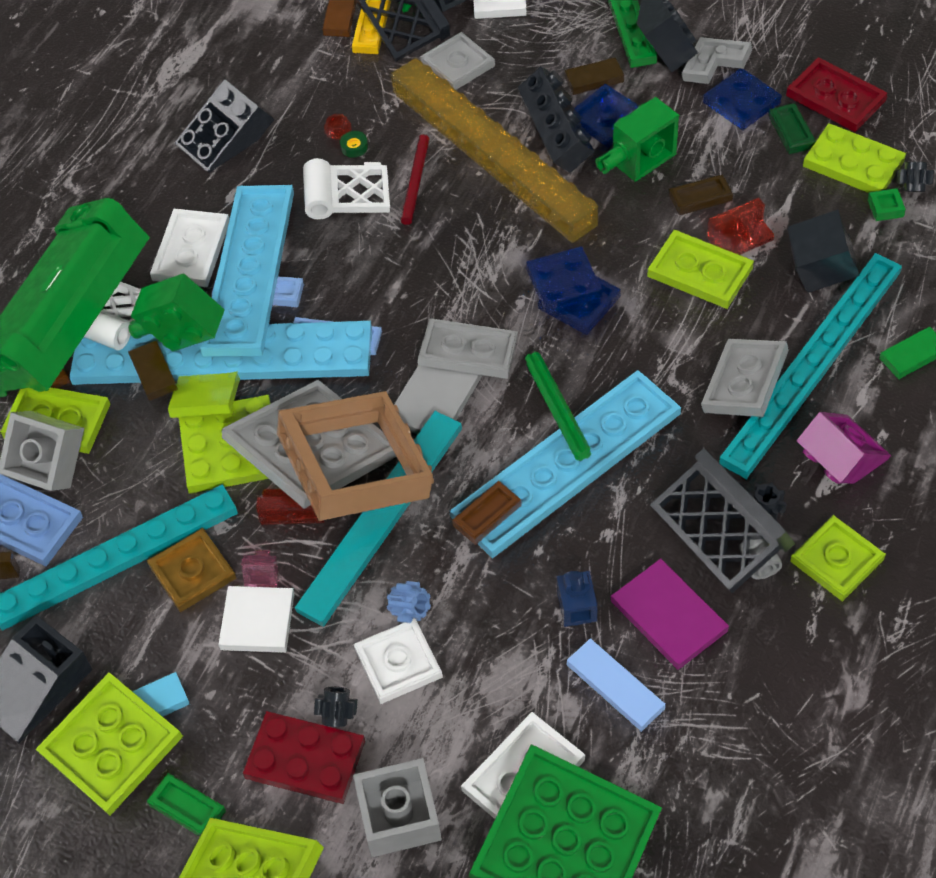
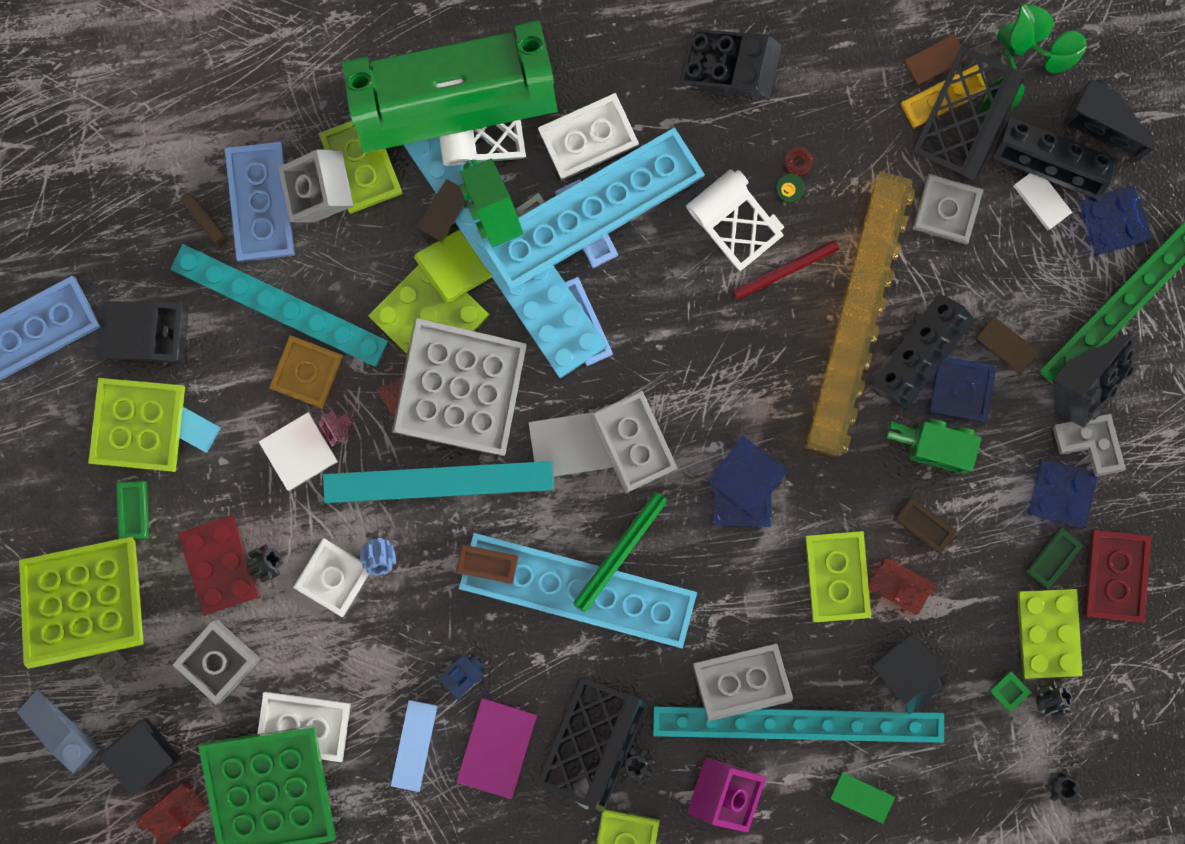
camera: 50 degrees right, 30 degrees up
(346, 413) = (505, 454): medium nougat window -> none

